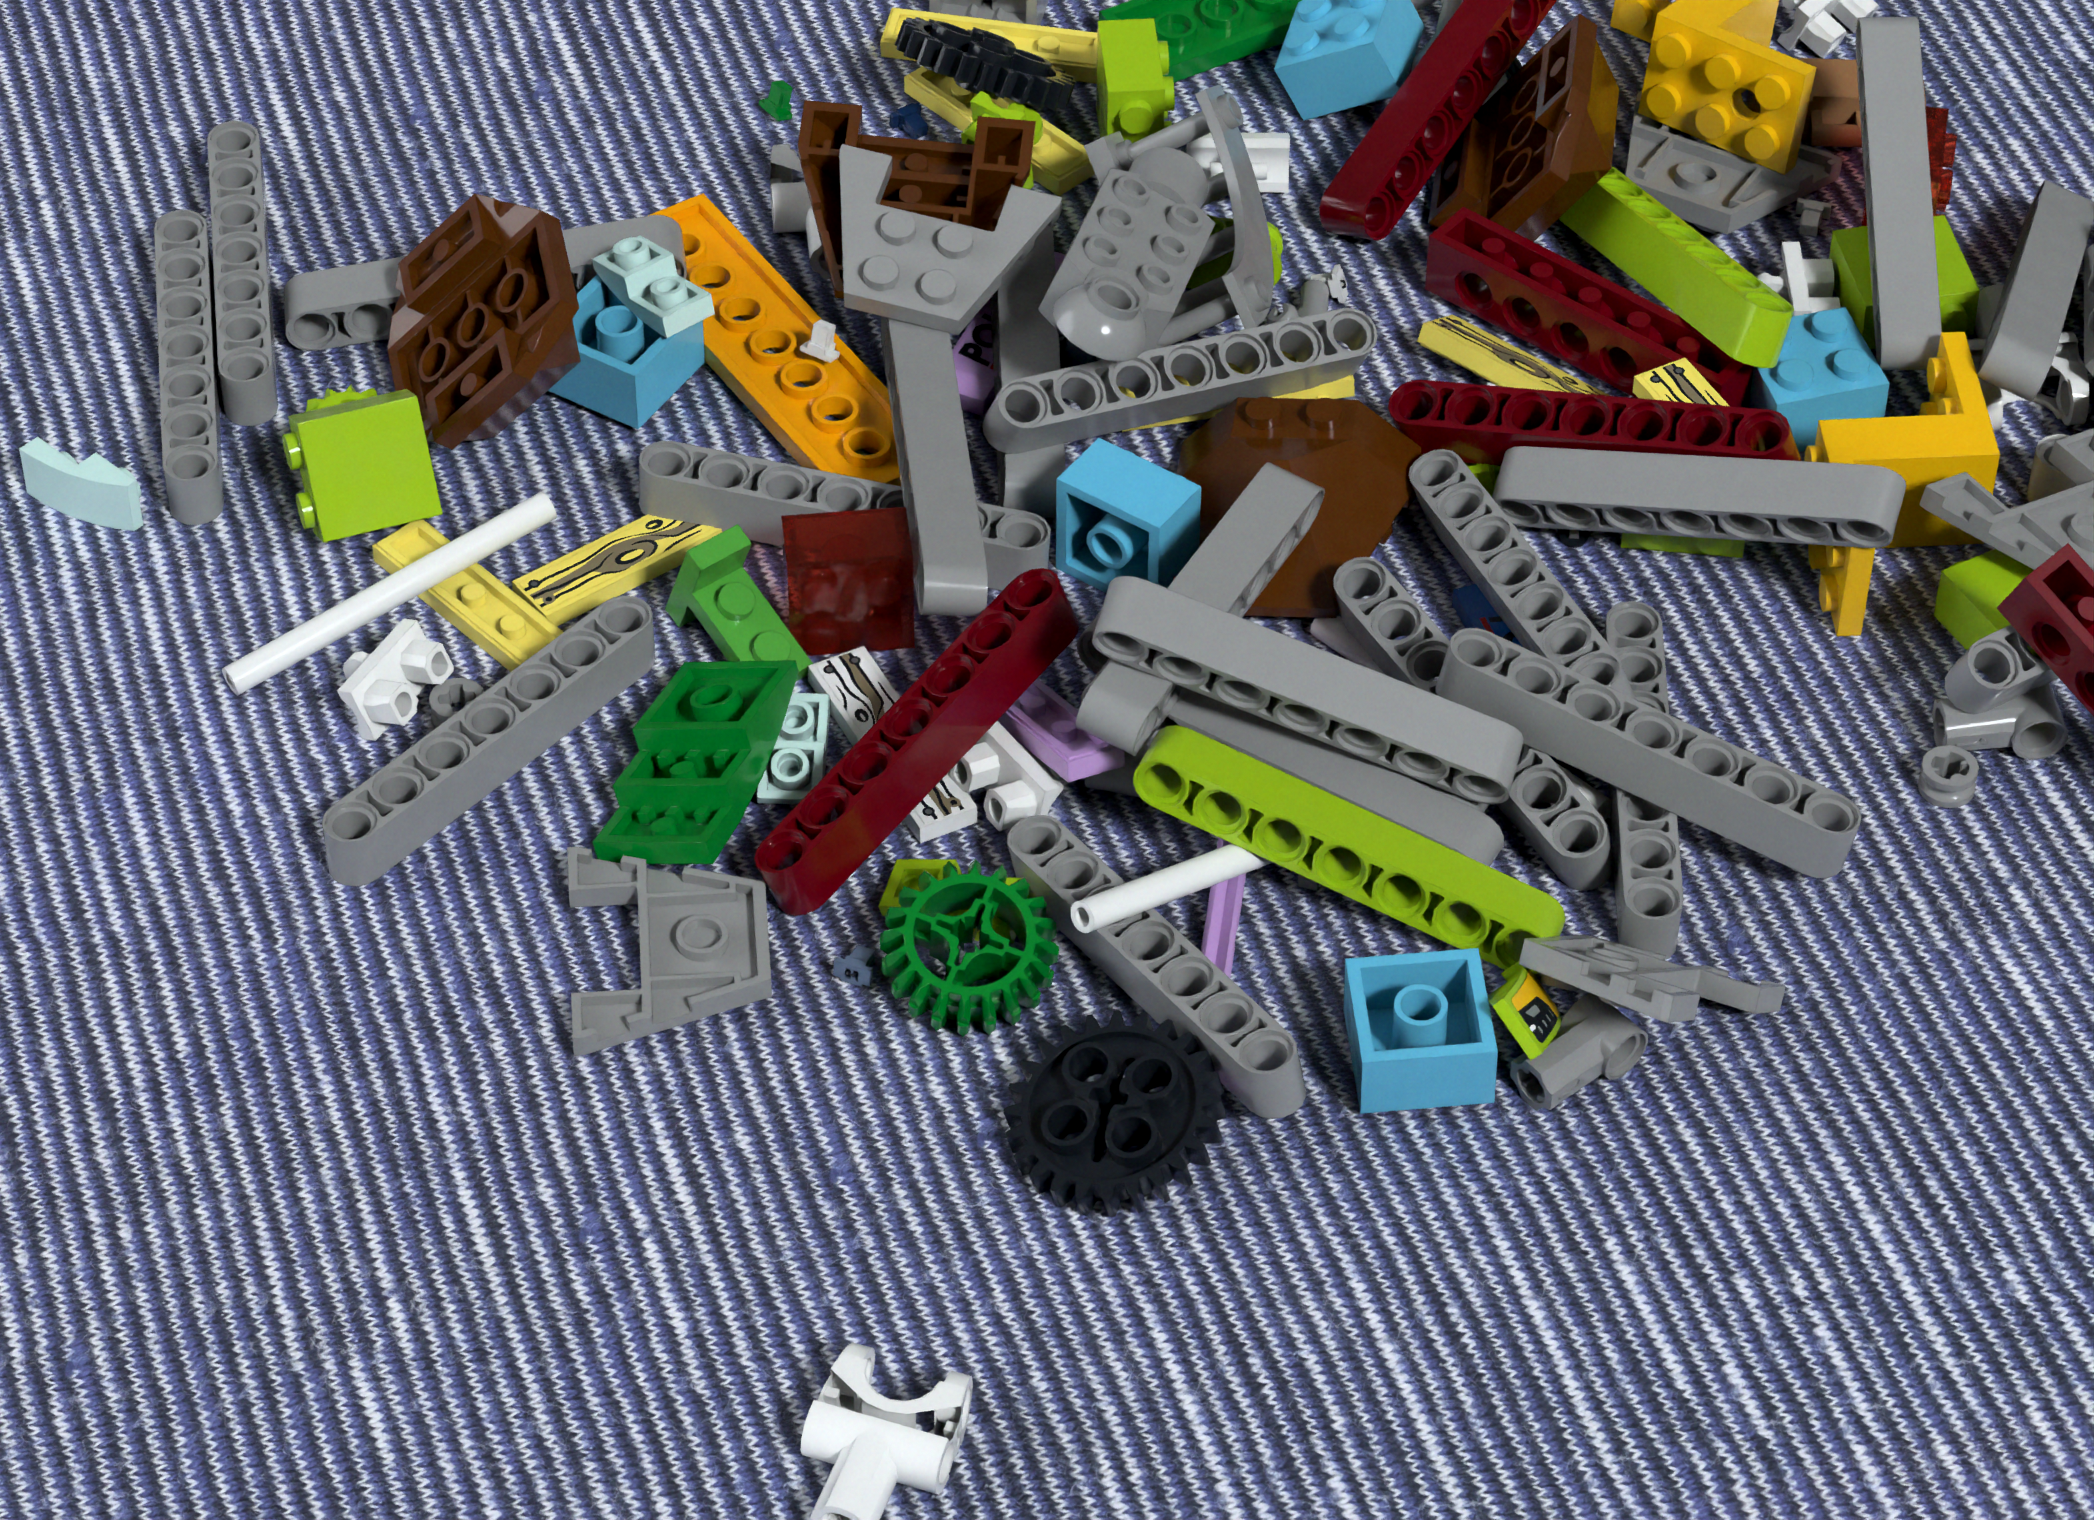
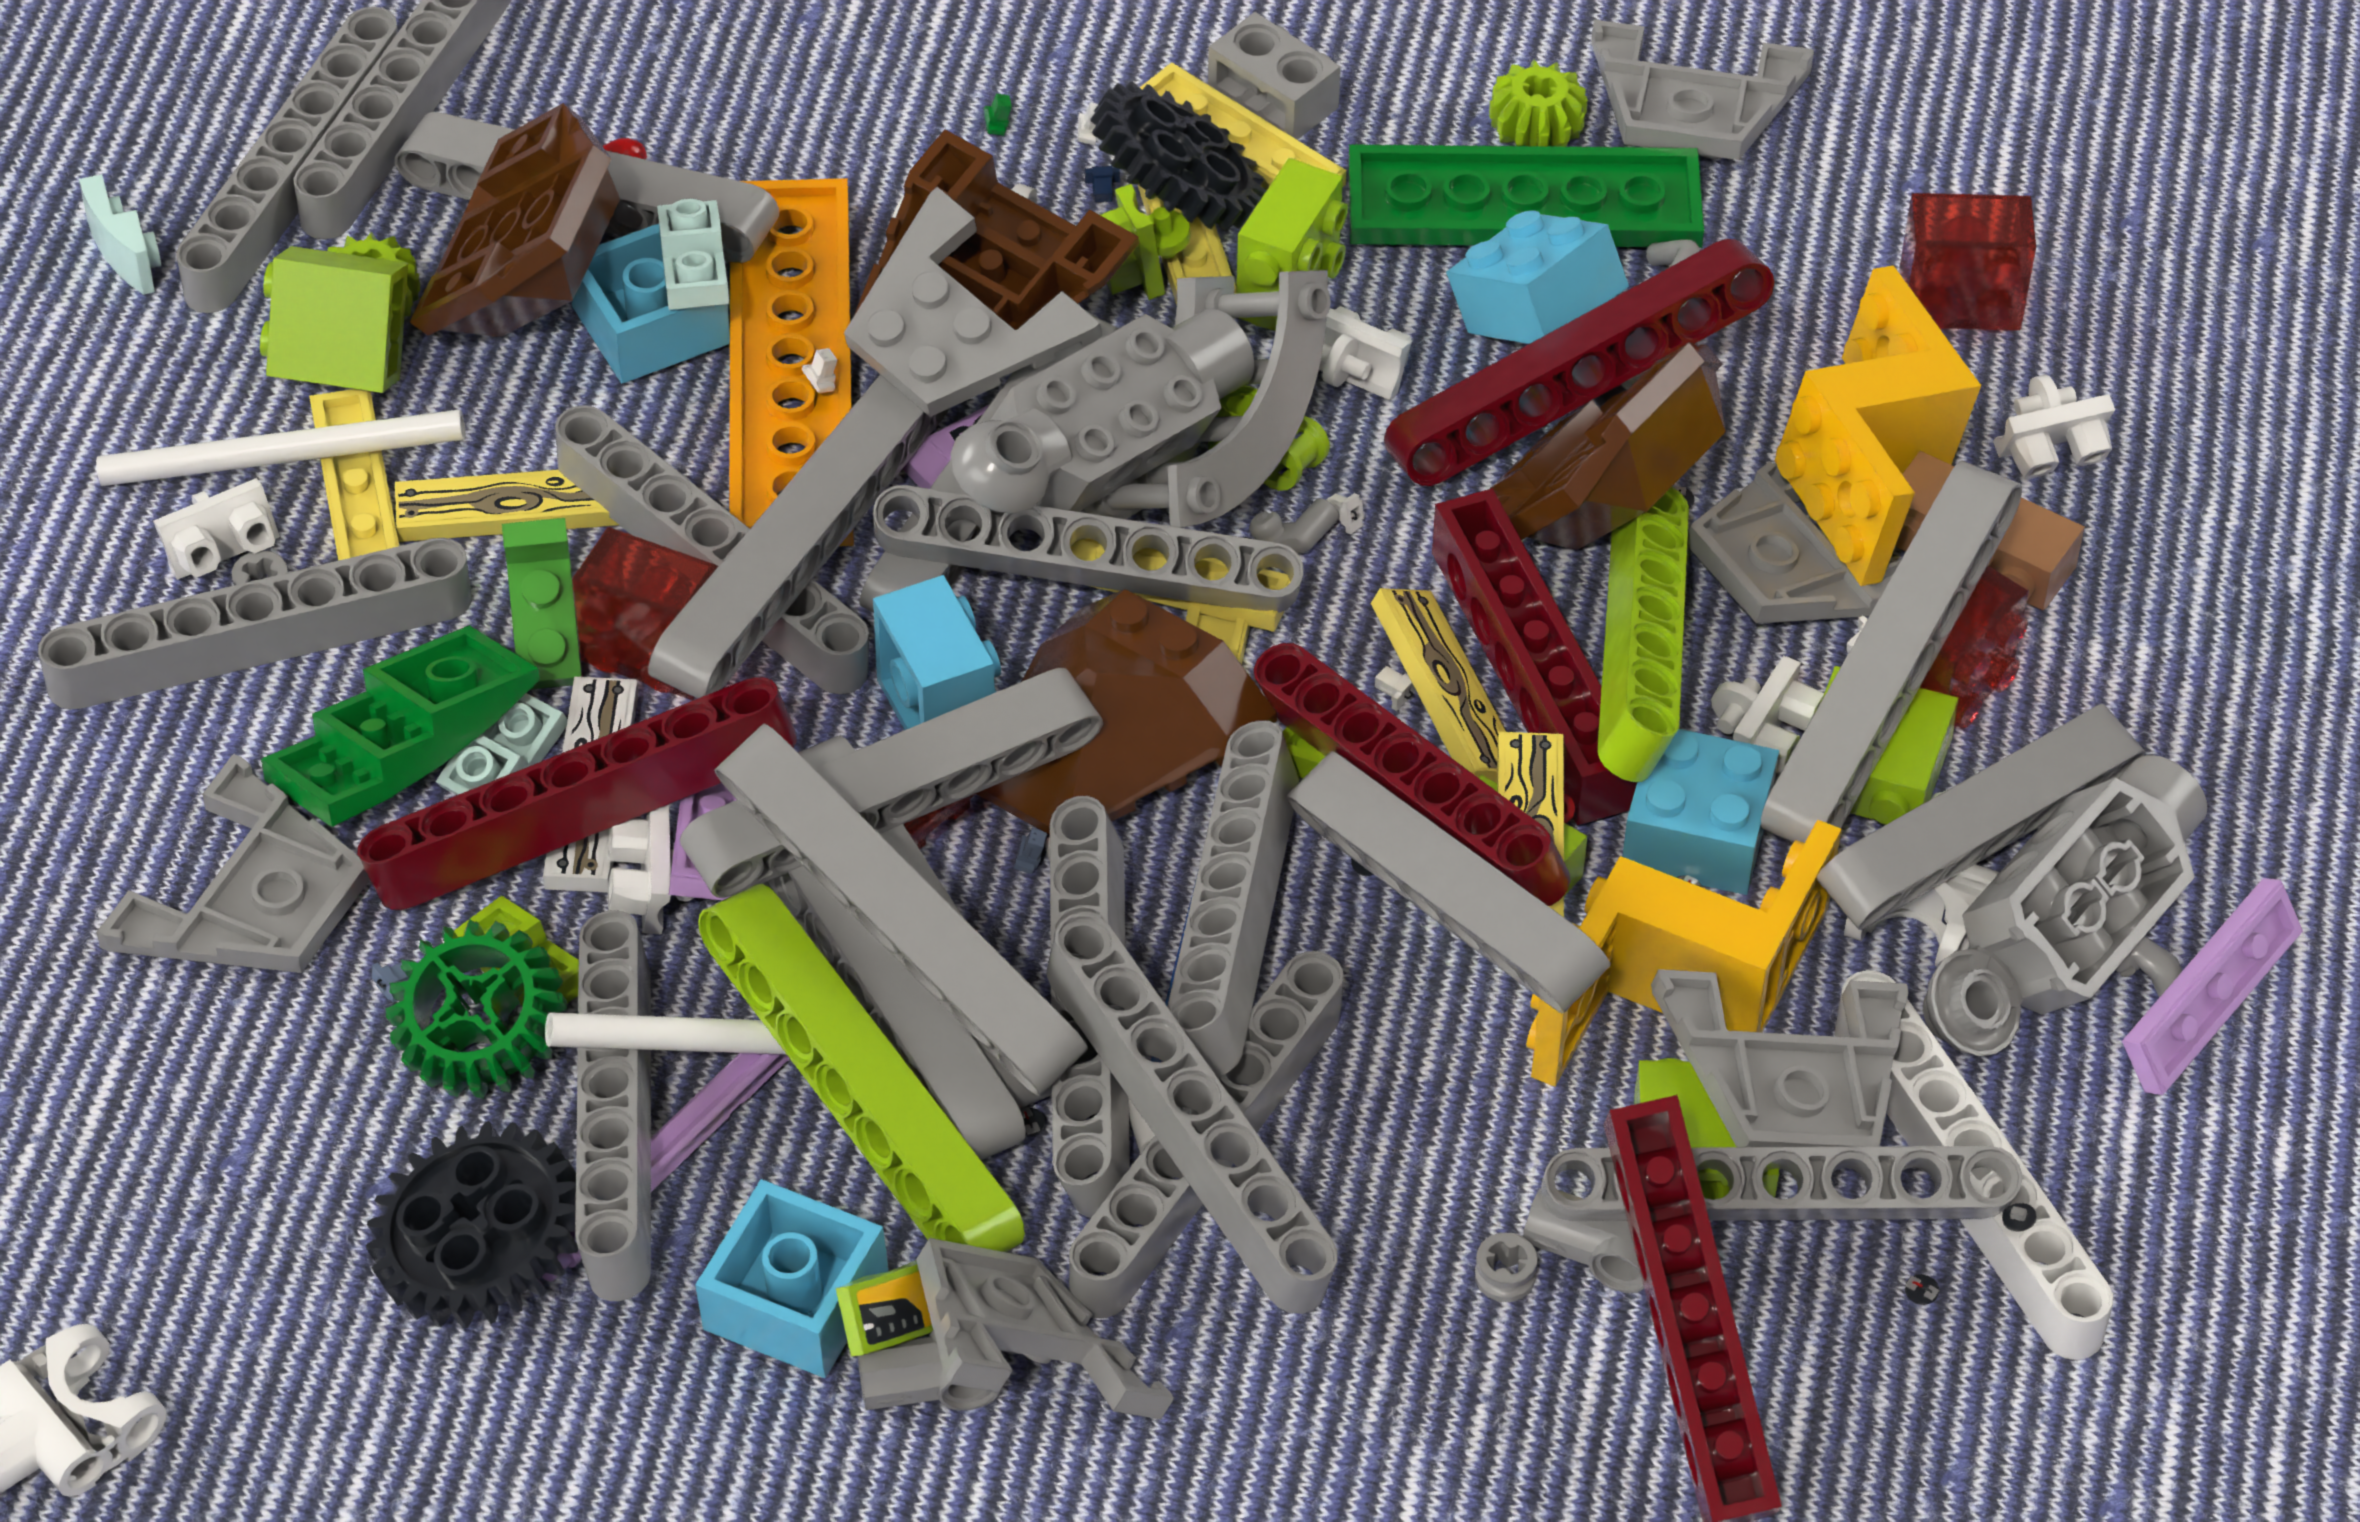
camera: 30 degrees right, 5 degrees up
(862, 79) = (1086, 127): none -> white piece
(1306, 630) = (1030, 851): none -> sand blue piece

